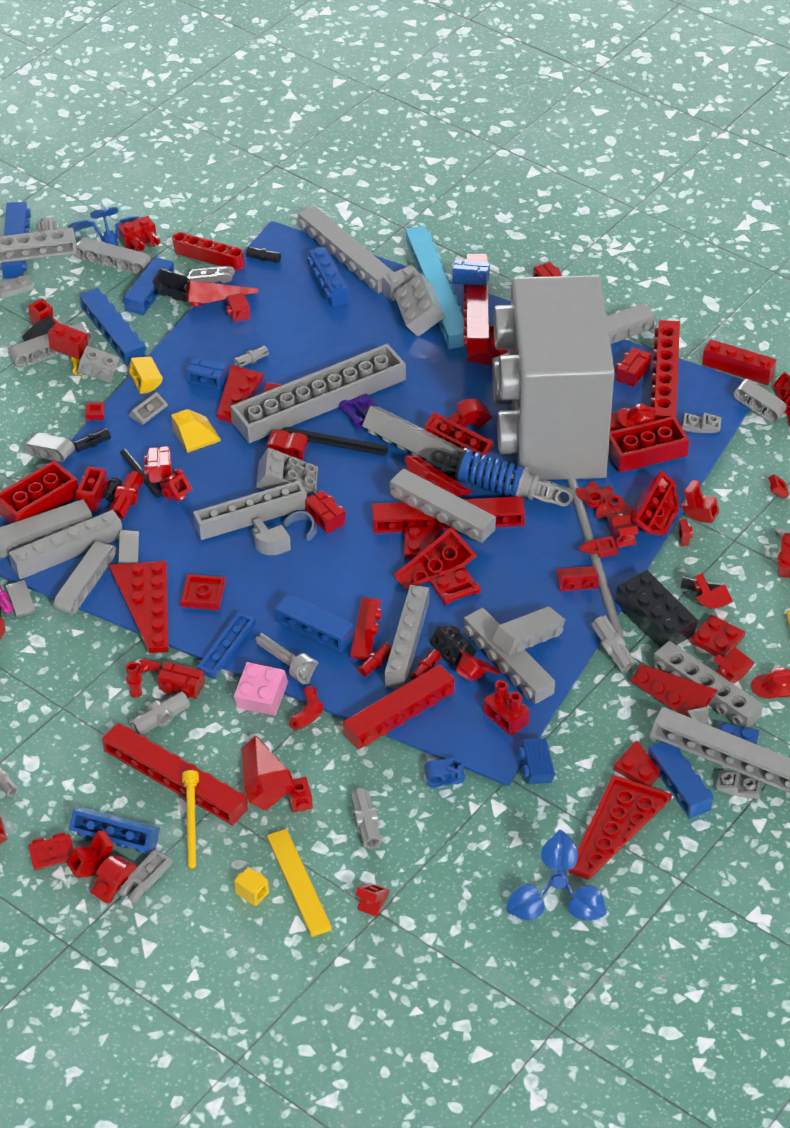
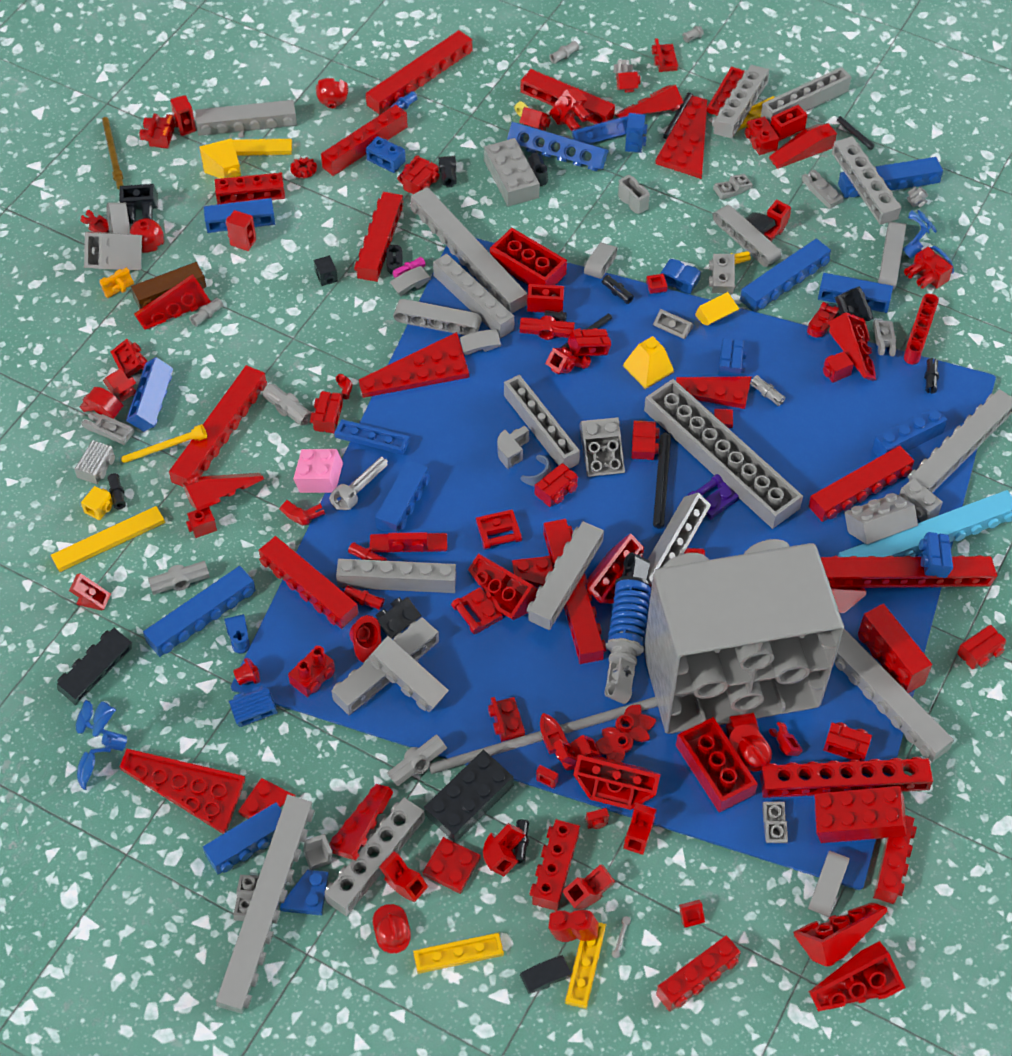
camera: 80 degrees right, 10 degrees up
(67, 340) = (739, 239): red brick -> none
(89, 392) = (681, 276): none -> blue brick
(134, 679) = (315, 374): red pin -> none
(174, 312) = (819, 323): none -> red plate
(193, 887) = (95, 462): none -> light grey brick
(203, 592) = (434, 407): red plate -> none
(232, 871) = (116, 491): none -> black pin
(360, 562) = (496, 524): none -> red plate
(373, 314) = (861, 483): none -> red brick
(413, 802) = (199, 611): none -> blue brick
(467, 891) = (94, 665): none -> black brick
(500, 760) = (247, 673): none -> red piece
(629, 402) = (787, 741): none -> red plate
(643, 555) = (547, 776): none -> red tile
(707, 364) = (860, 814): none -> red brick
(726, 564) = (555, 865): none -> red brick
(752, 544) = (588, 890): none -> red brick

